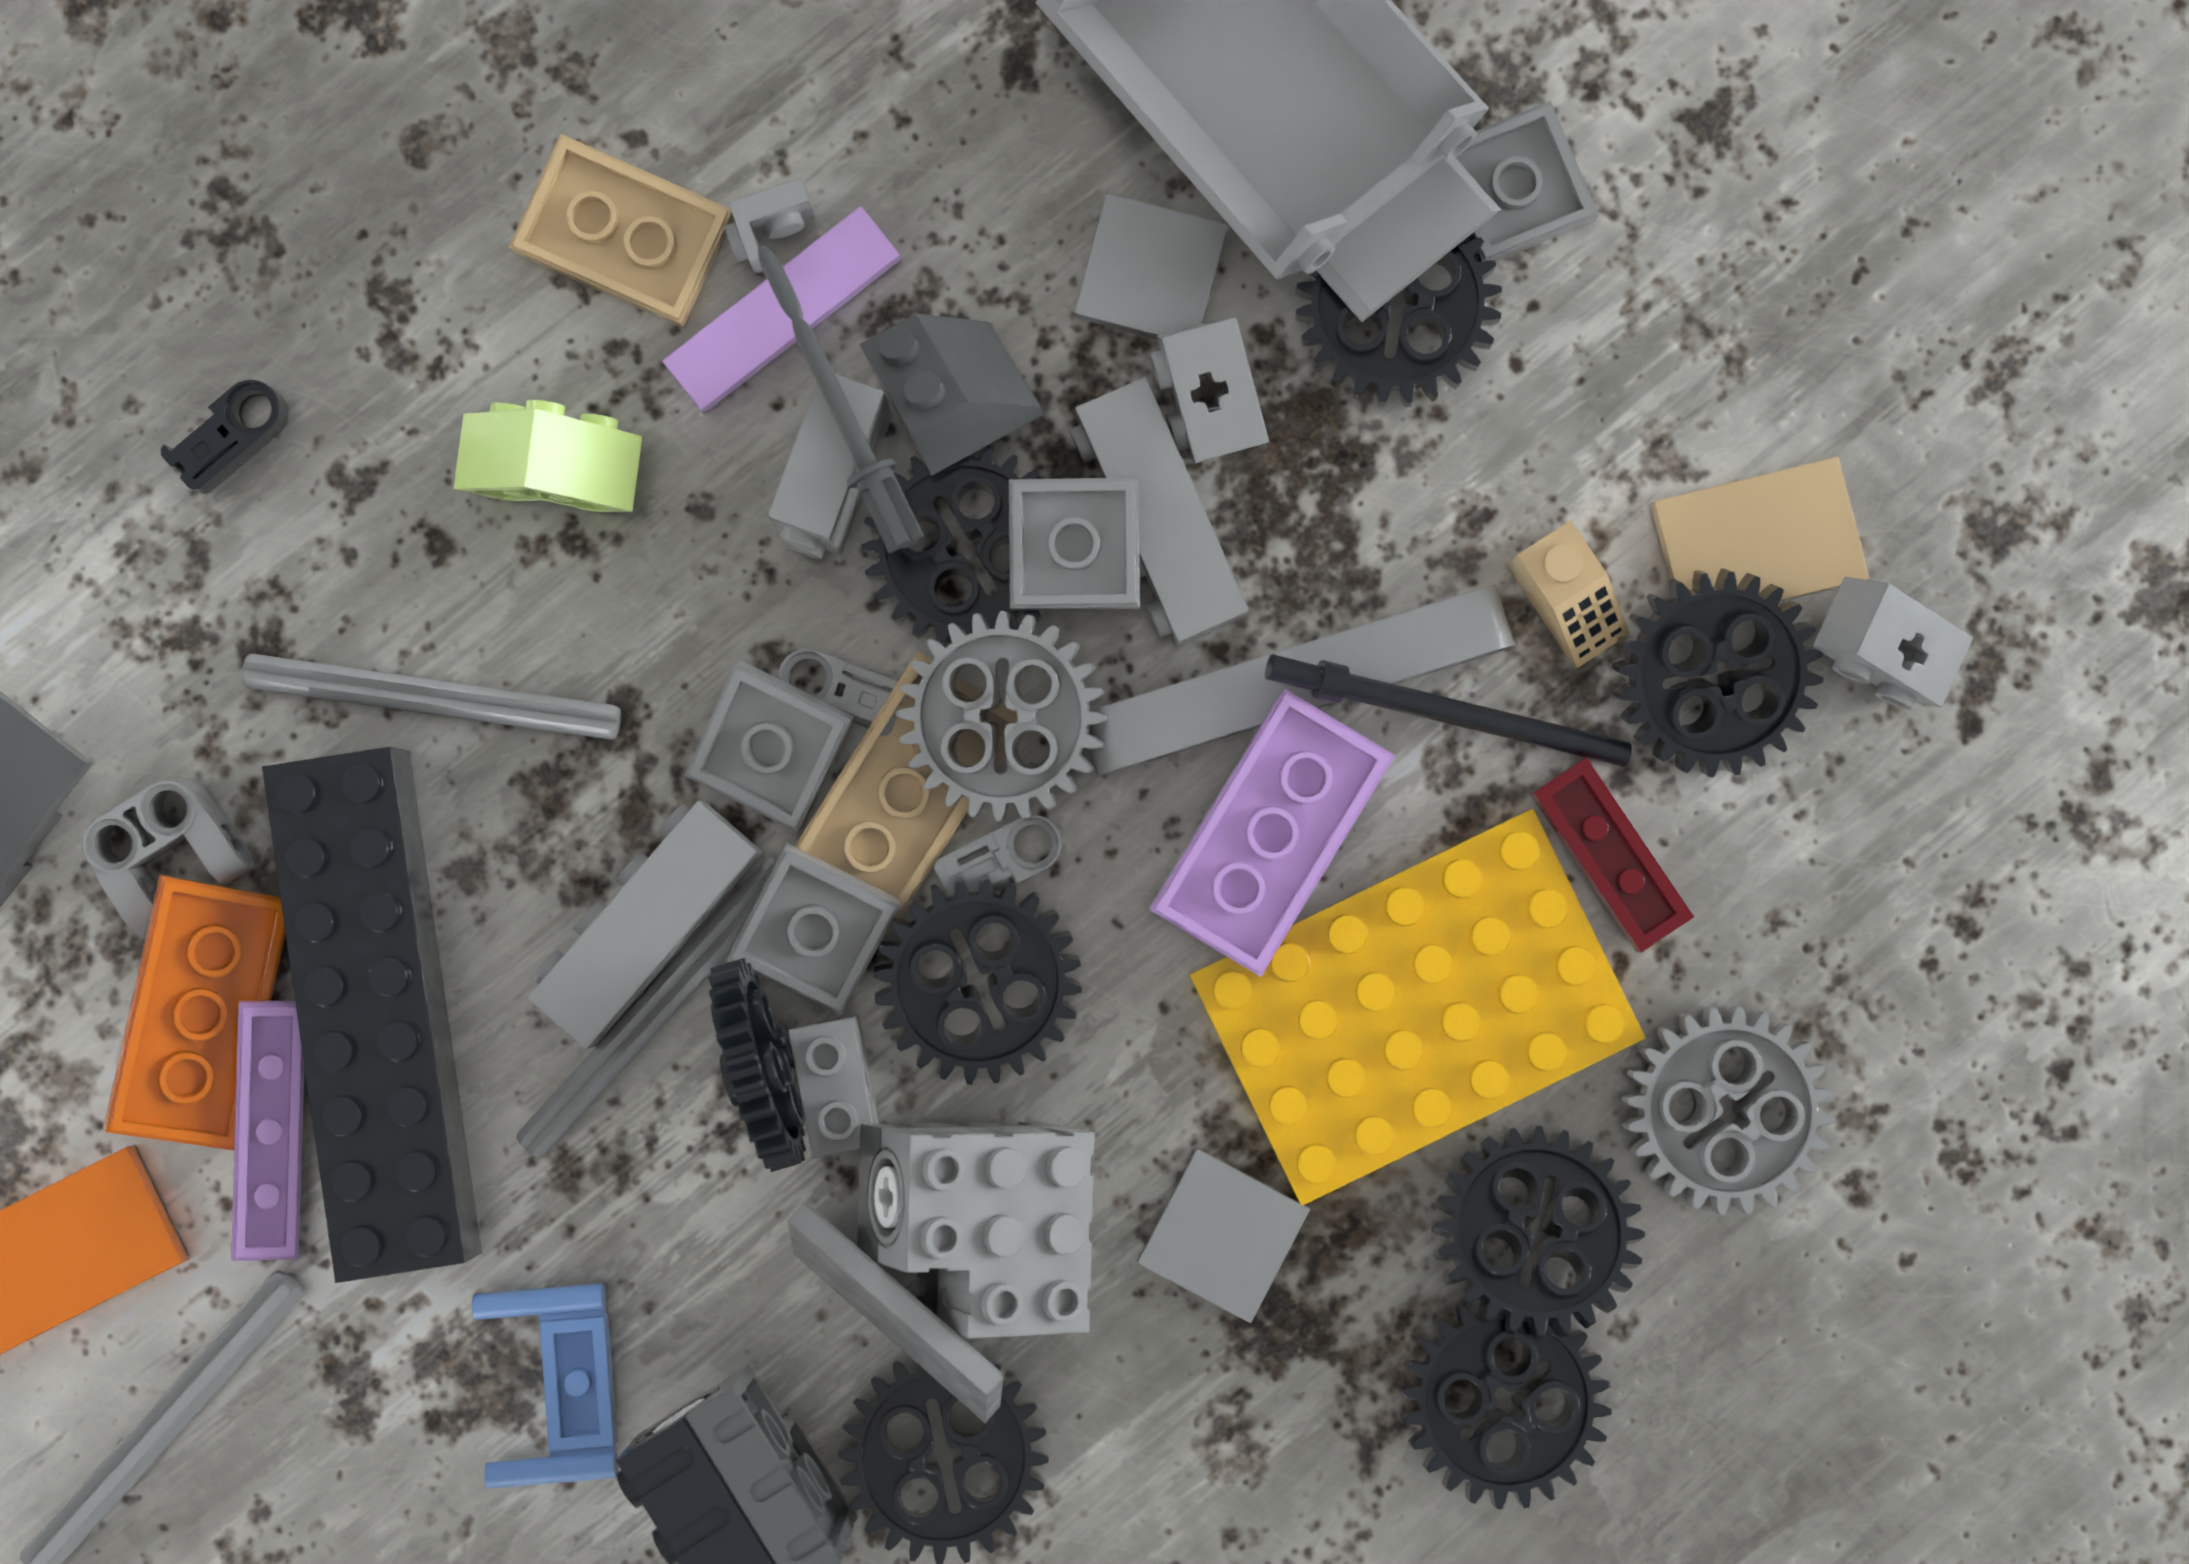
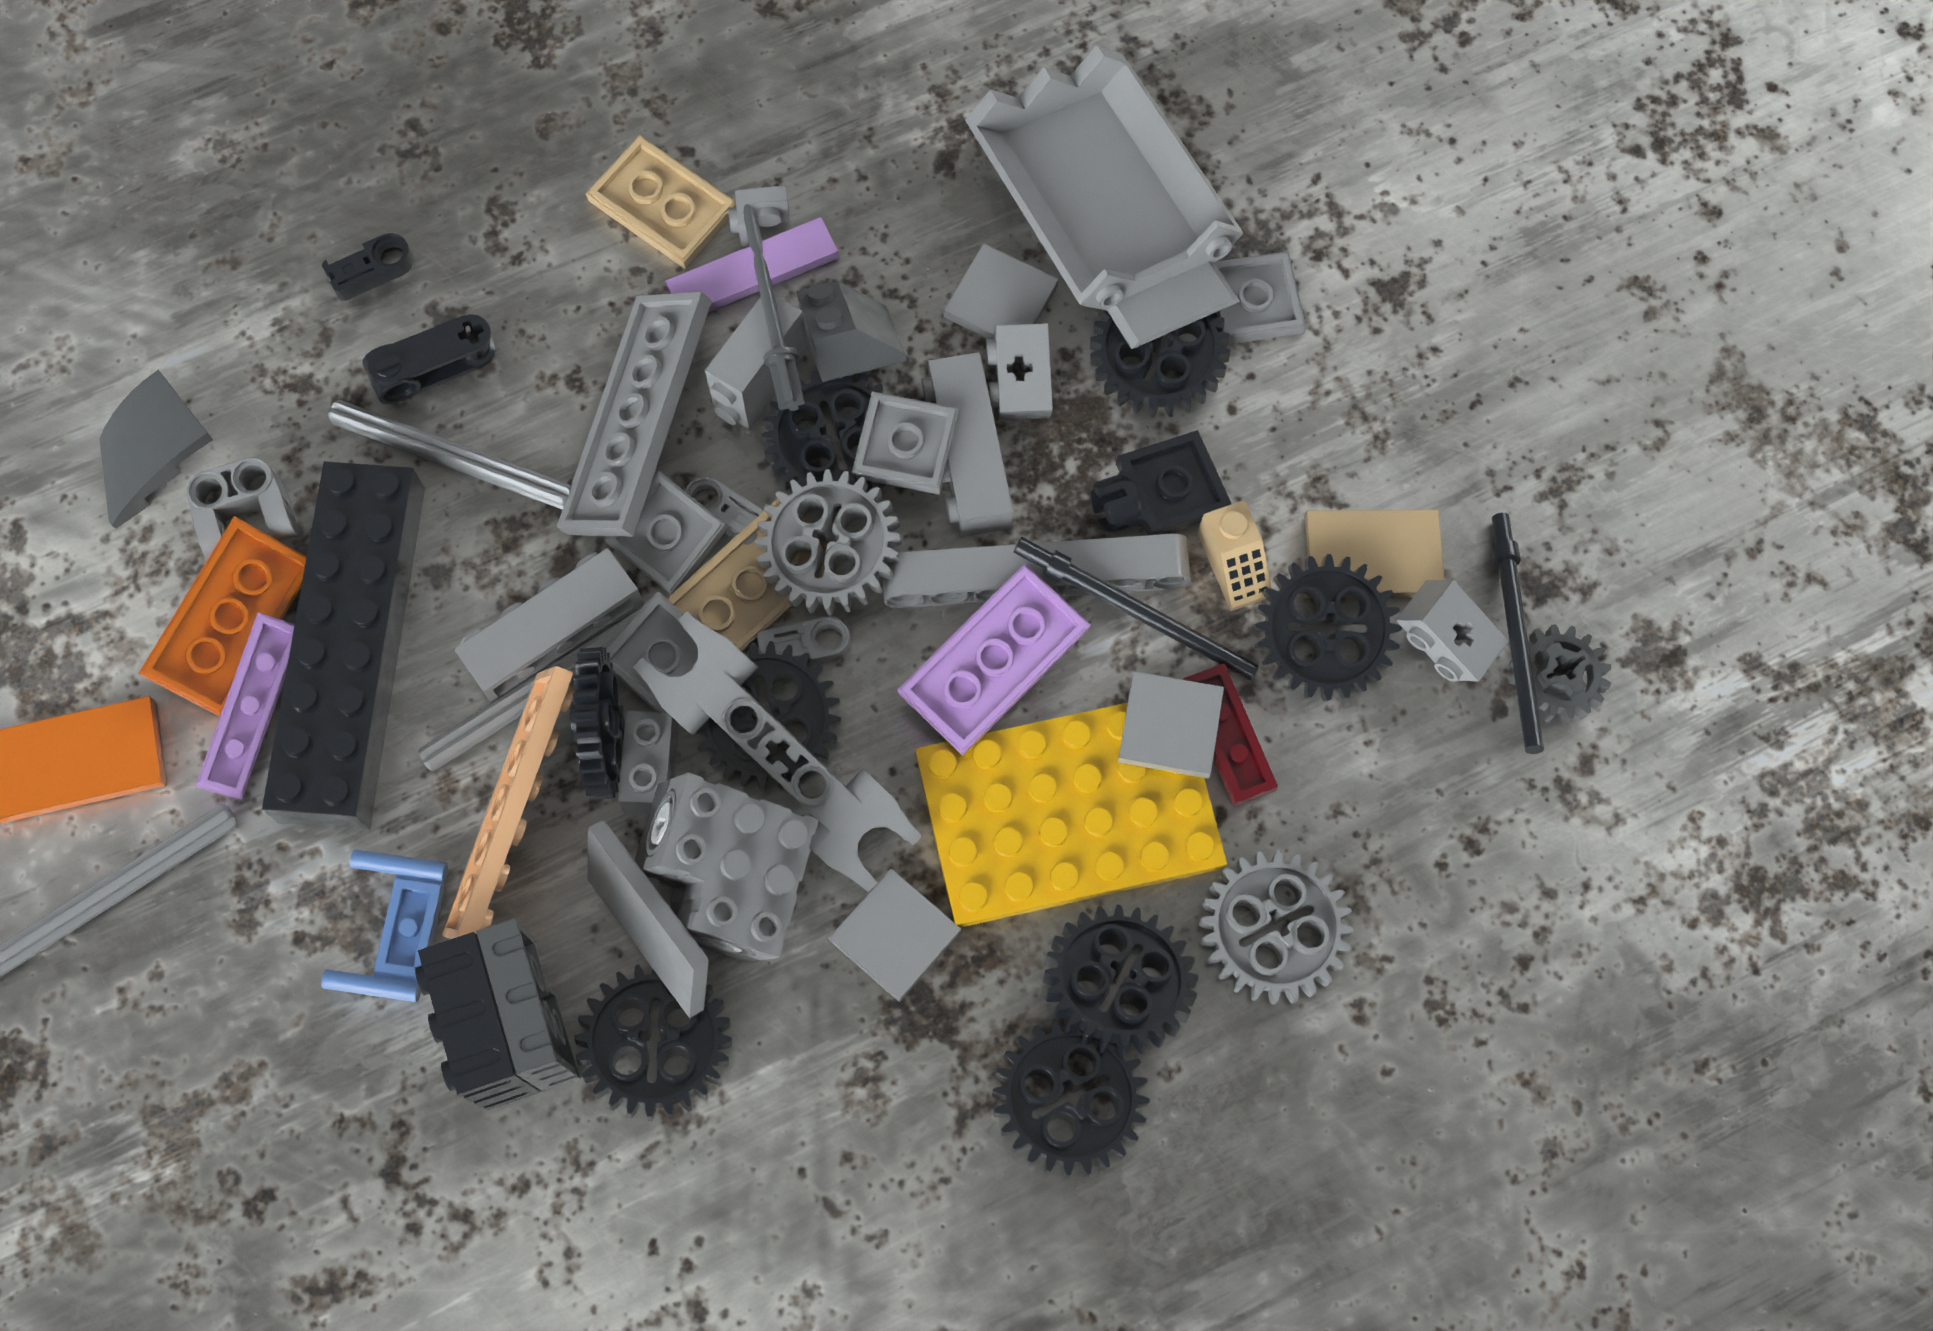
camera: 15 degrees right, 15 degrees down
(358, 566) = (429, 358): none -> black piece
(548, 457) = (573, 314): yellowish green brick -> none
(664, 1203) = (515, 785): none -> light nougat plate
(679, 584) = (634, 415): none -> light grey plate
(908, 985) = (716, 691): none -> light grey piece
(1446, 515) = (1160, 487): none -> black plate
(1533, 867) = (1171, 724): none -> light grey tile
(1945, 506) = (1506, 558): none -> black bar
(2067, 682) = (1562, 653): none -> dark grey gear

